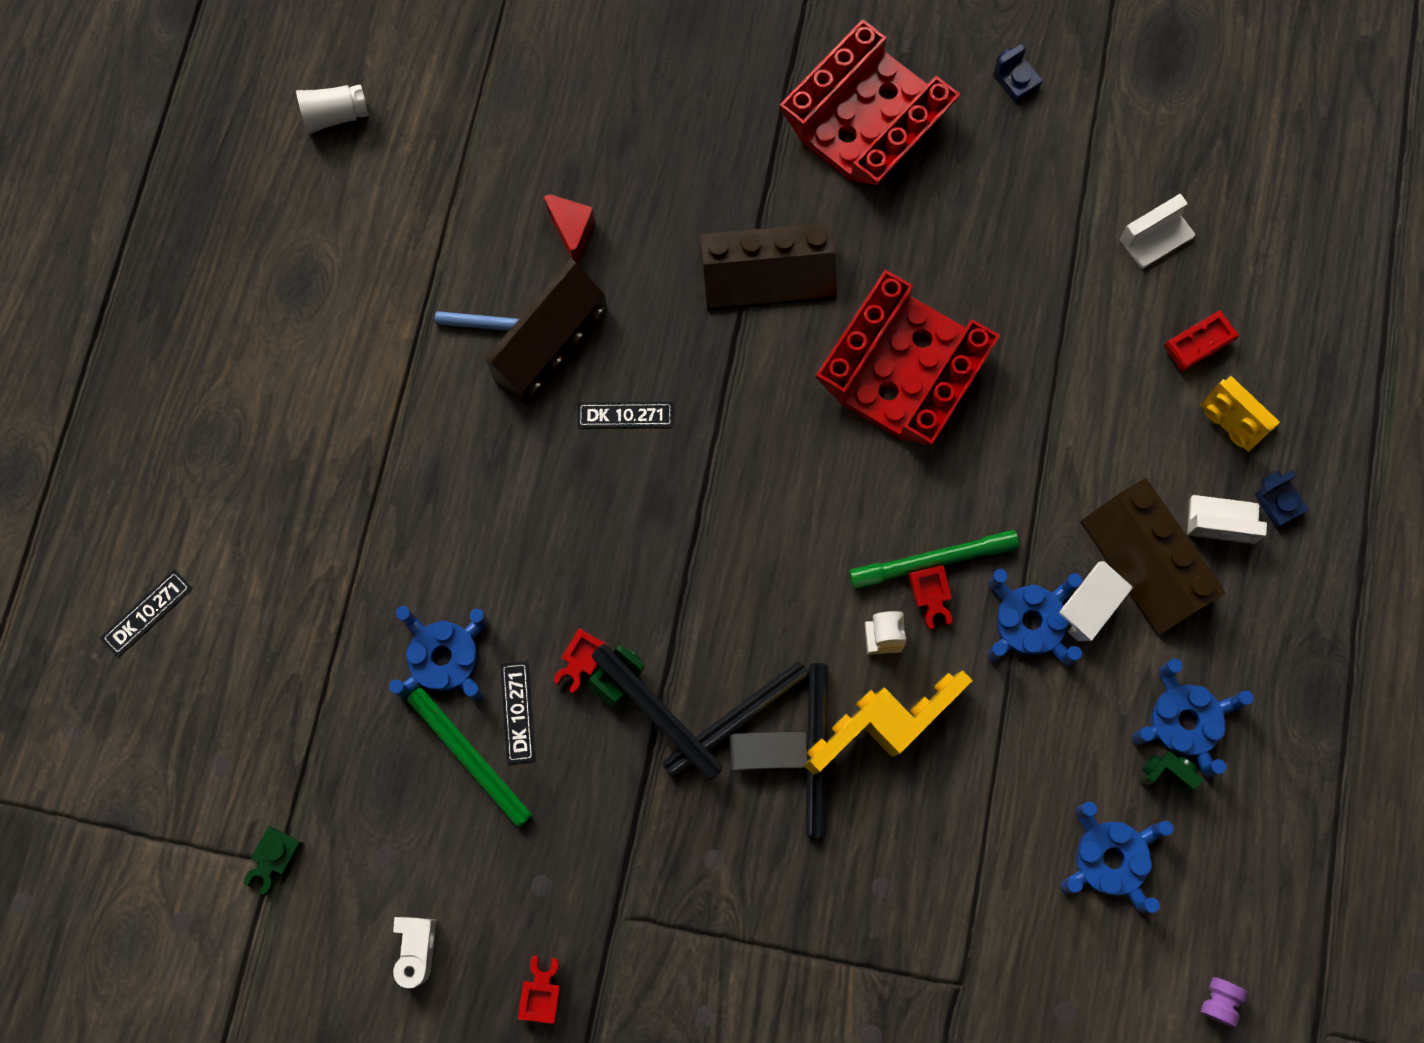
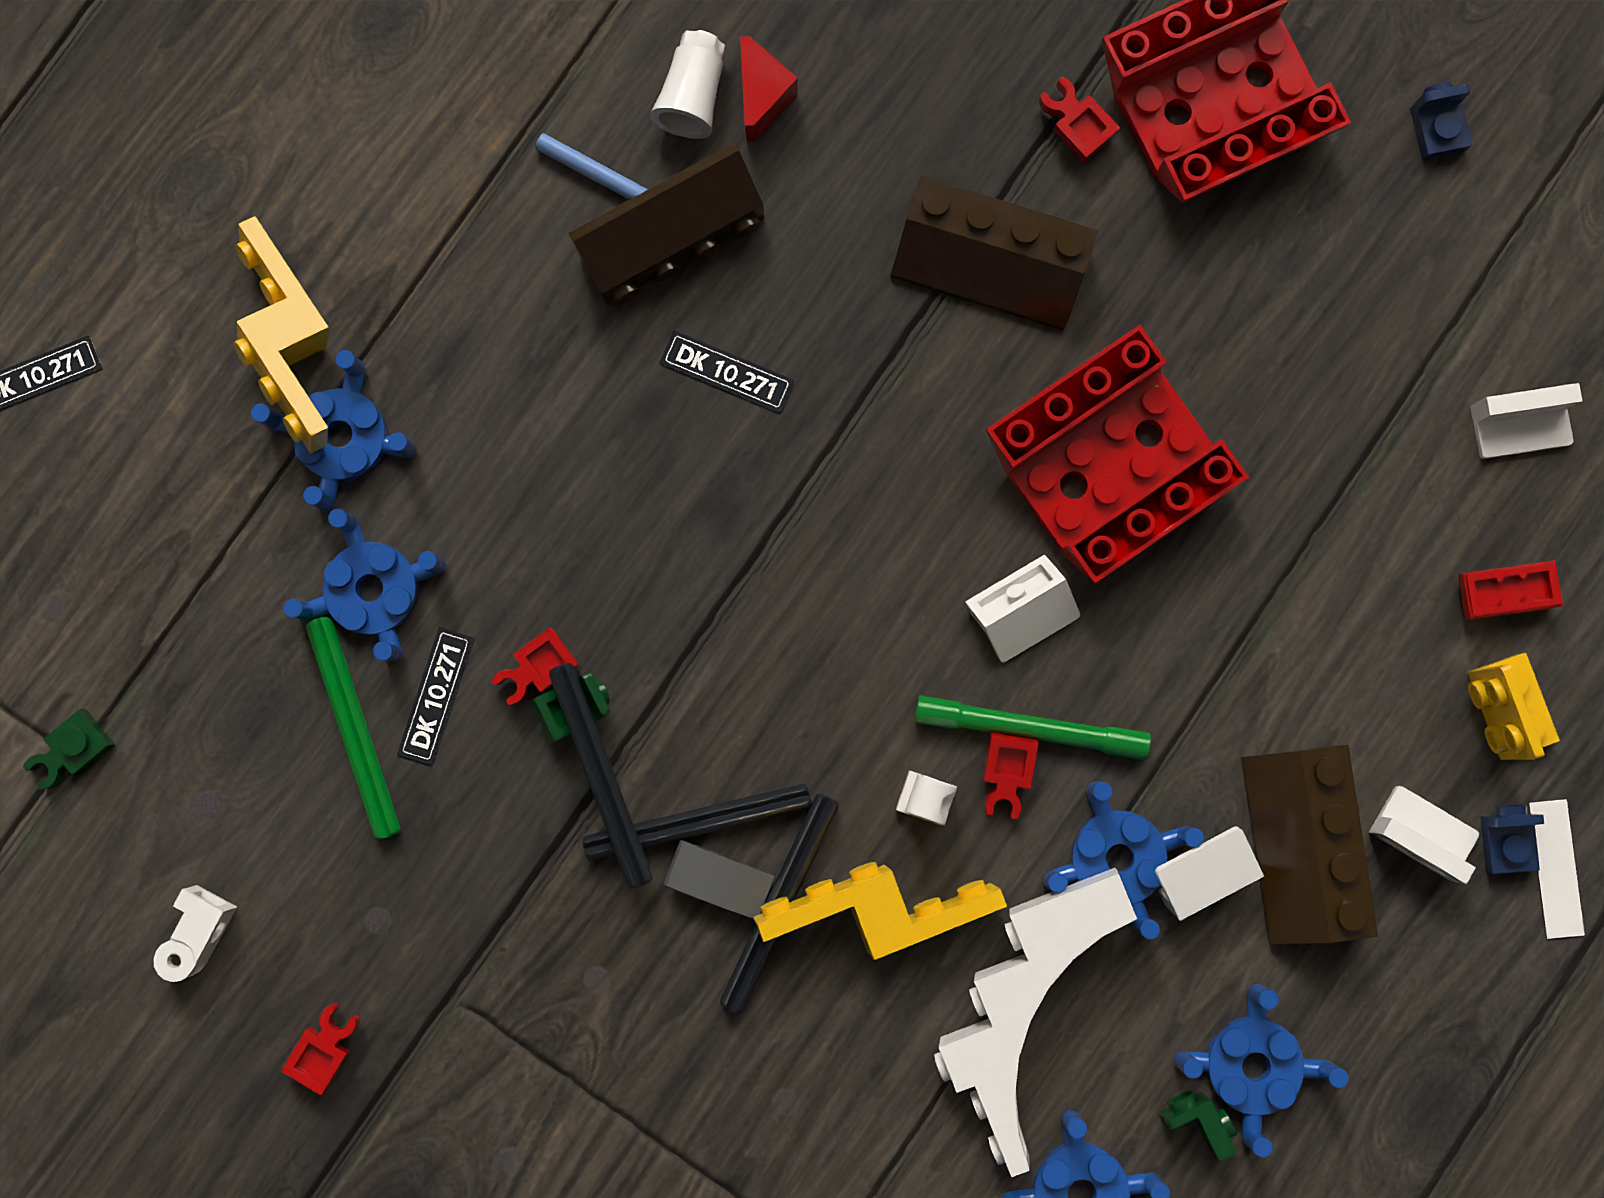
camera: 25 degrees right, 10 degrees up
(313, 510) = (281, 335): none -> yellow bracket
(368, 545) = (368, 441): none -> blue plate
(523, 243) = (691, 87): none -> white plant
(789, 166) = (1082, 125): none -> red plate
(893, 483) = (1024, 608): none -> white panel
(1002, 740) = (987, 1053): none -> white arch
(1321, 508) = (1557, 871): none -> white sticker

